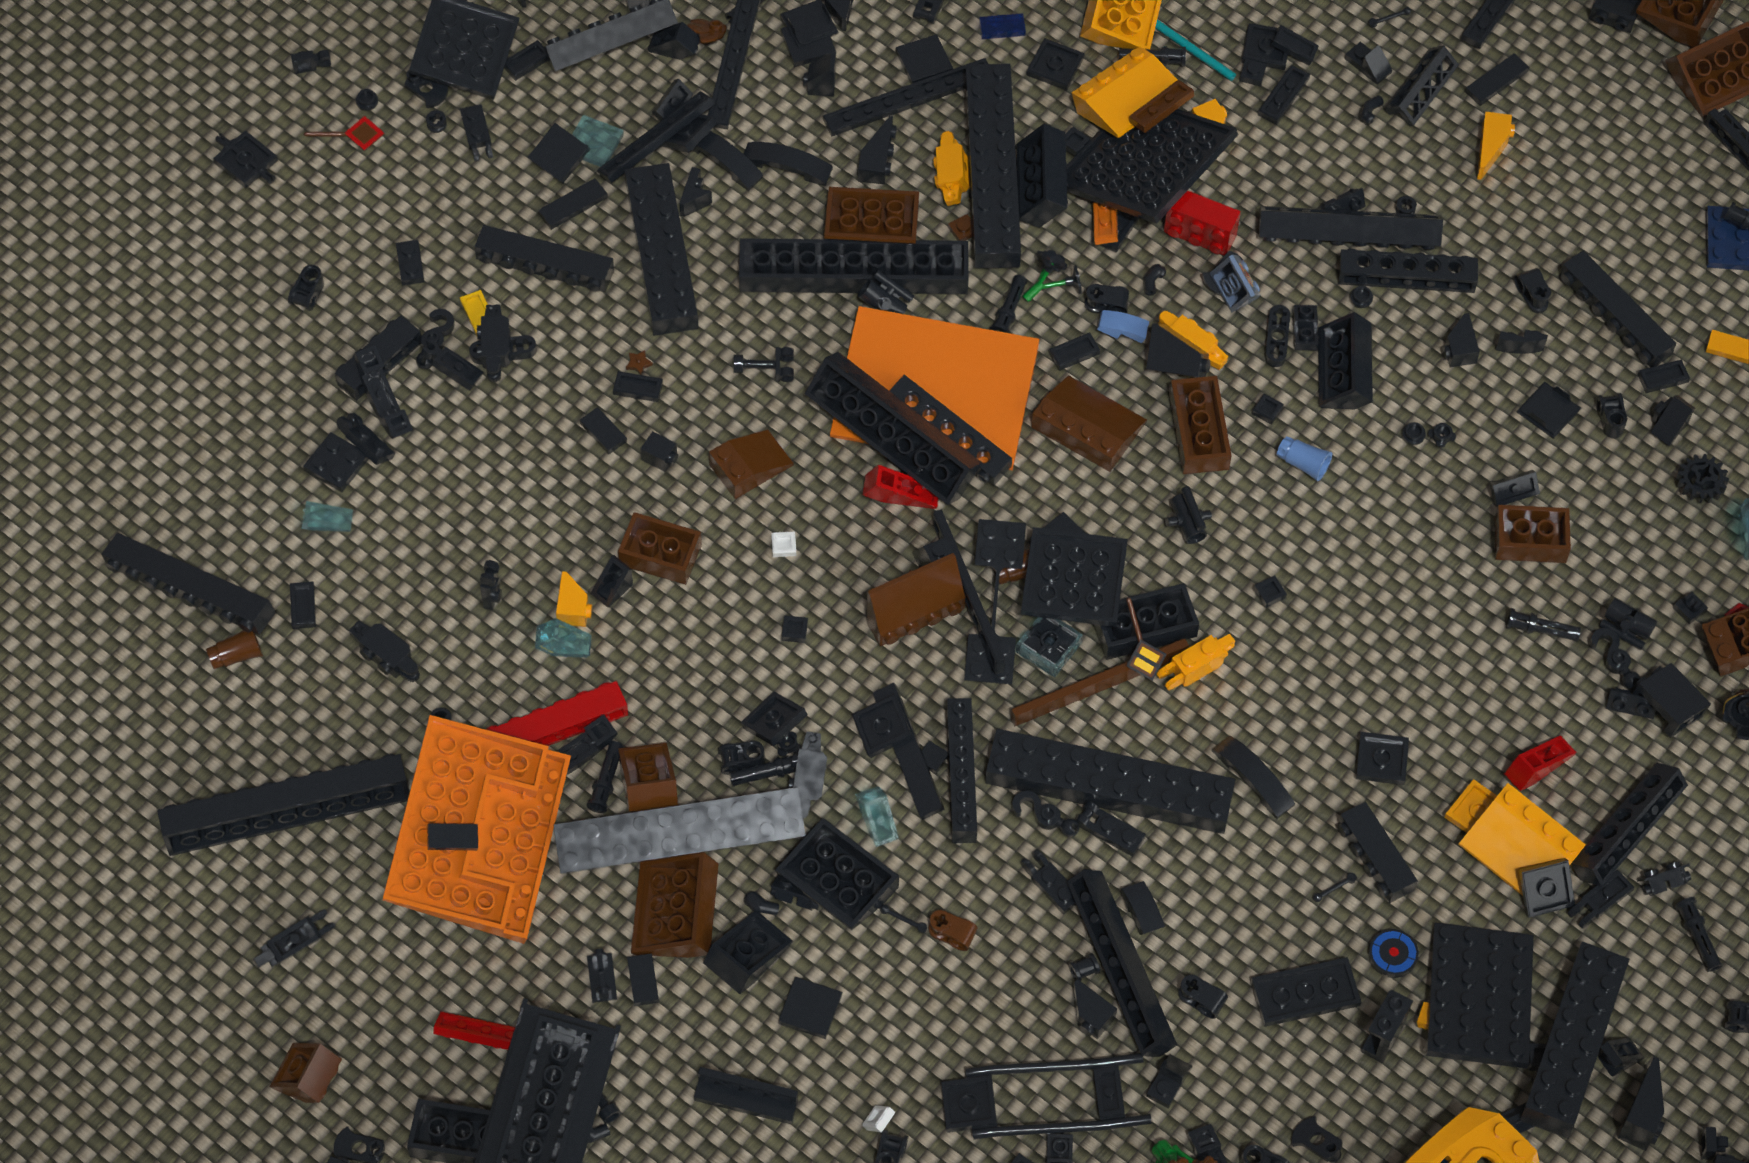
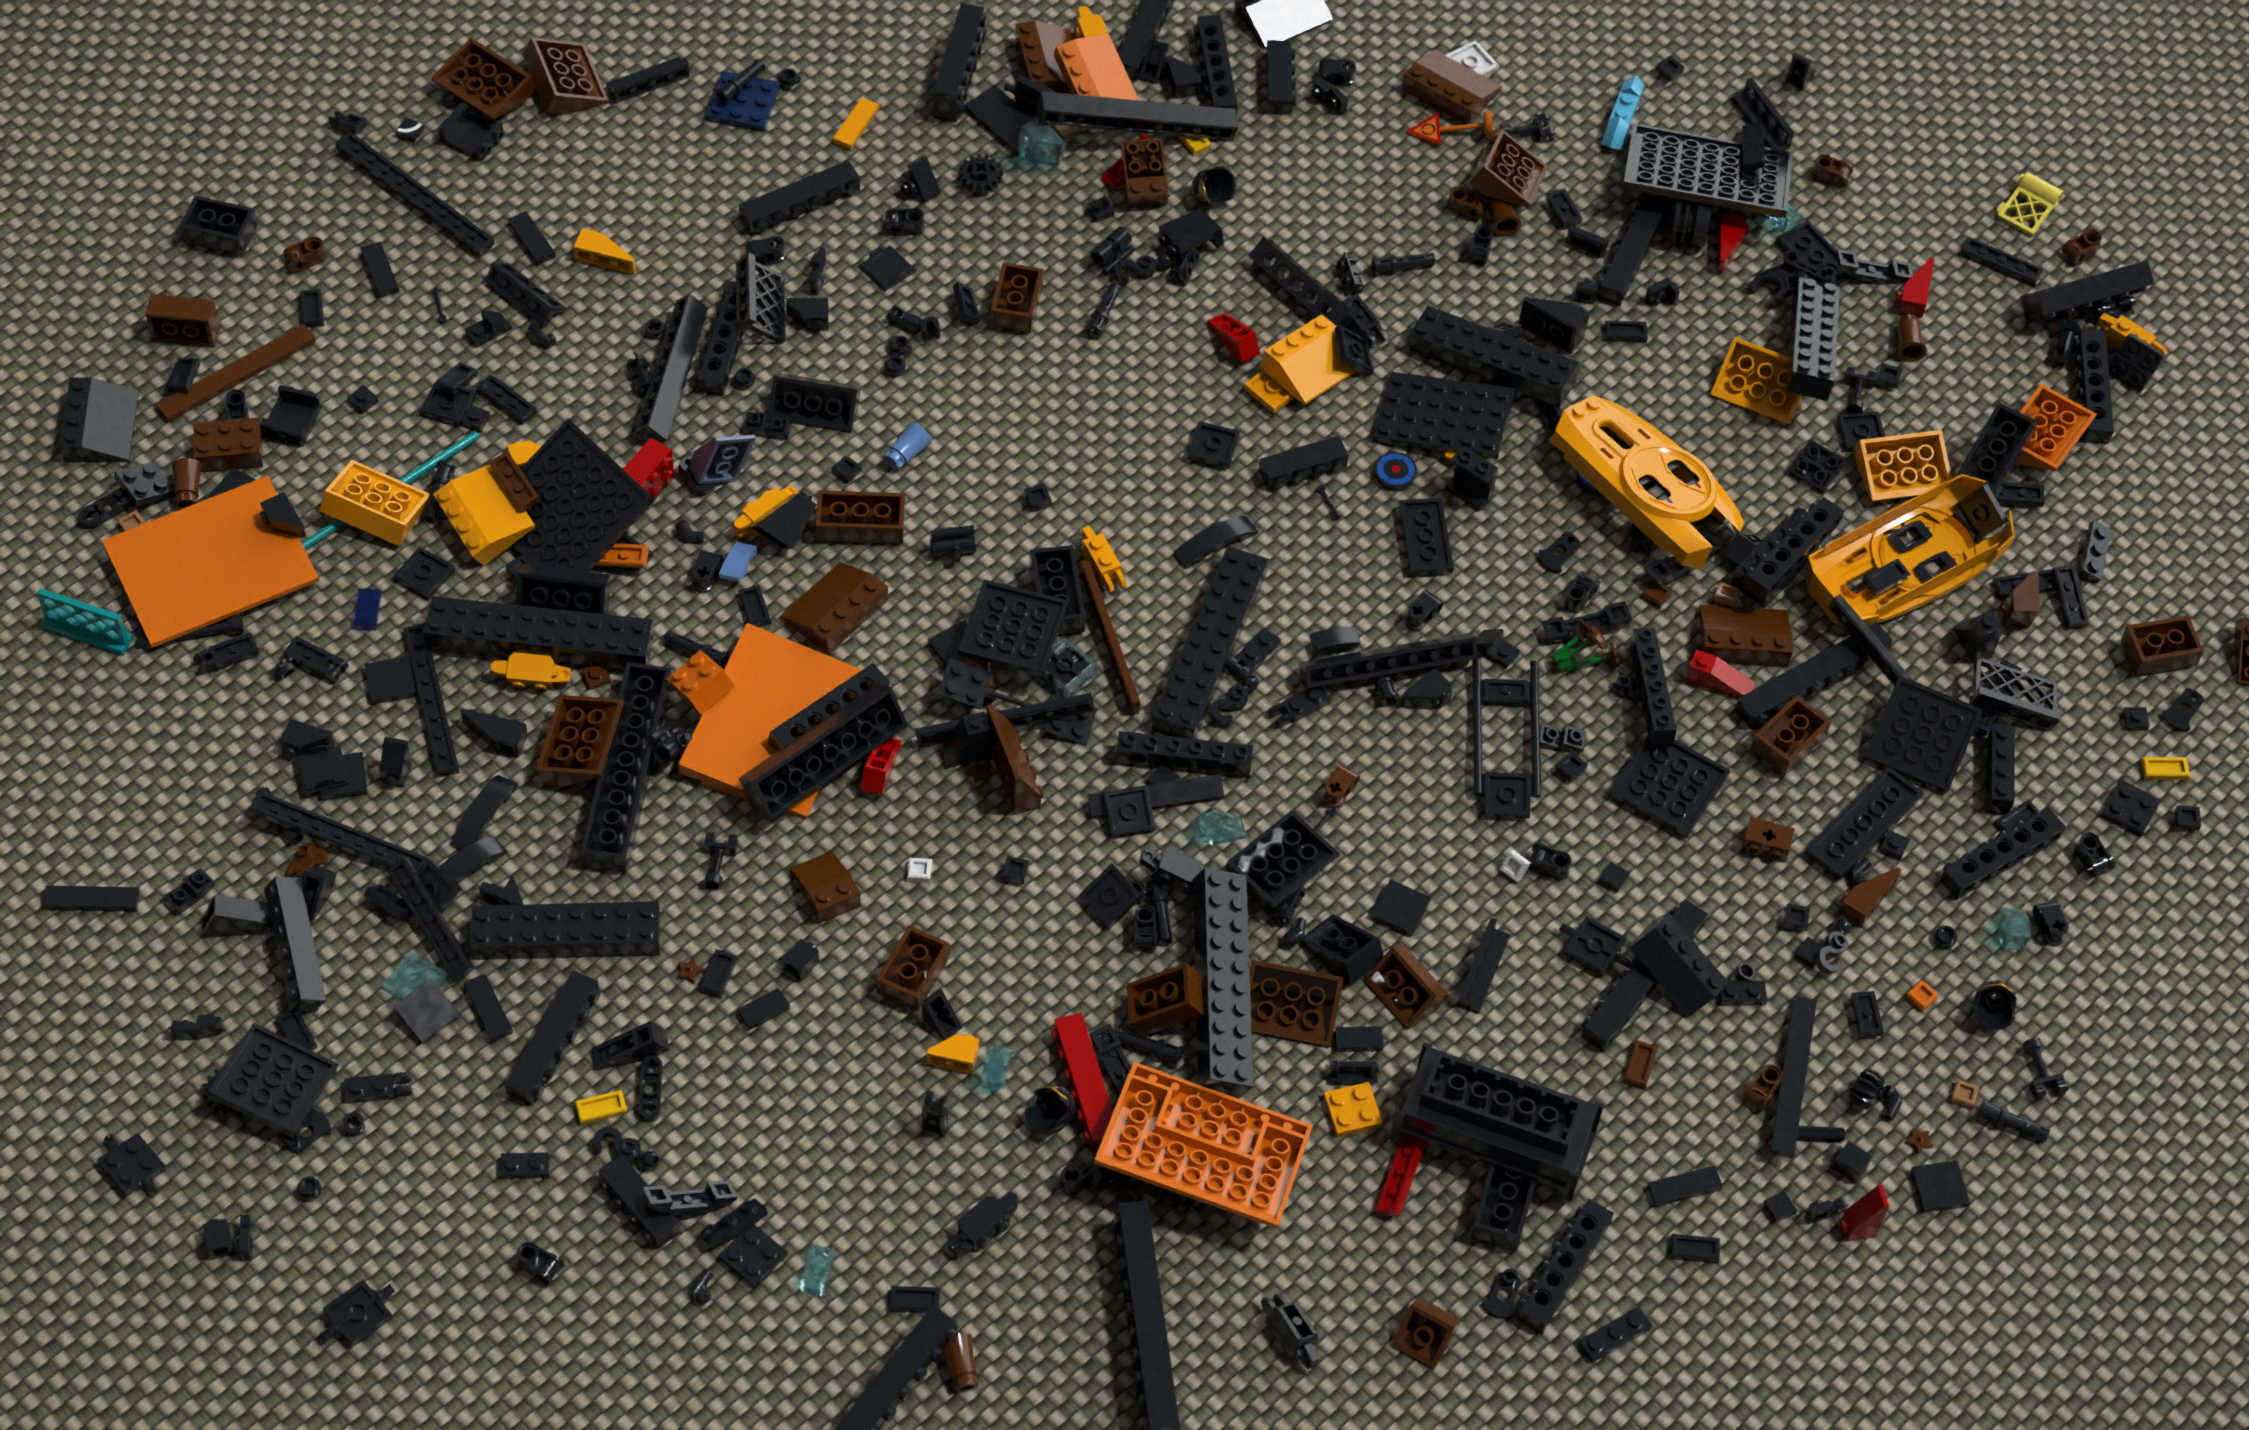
camera: 85 degrees left, 5 degrees down
(297, 423) = (699, 1287): none -> black arm
(307, 38) = (218, 1238): none -> black brick
(362, 133) = (348, 1198): piece -> none
(452, 365) = (665, 1131): black plate -> none
(452, 837) = (1220, 1159): black tile -> none
(495, 342) = (649, 1086): black hinge -> none
(514, 693) = (1052, 1109): none -> black helmet
(542, 325) = (631, 1046): none -> black slope
(558, 981) = (1352, 1109): none -> light orange plate
(710, 1019) = (1406, 986): none -> reddish brown slope
(953, 306) = (700, 682): none -> orange brick
(1056, 262) = (675, 593): black plant -> none
(1145, 658) = (1095, 590): piece -> none
(1273, 327) = (776, 455): black beam -> none
(1461, 272) = (748, 296): none -> black fence
(1476, 442) = (913, 322): none -> black piece
(1663, 376) = (871, 182): black tile -> none

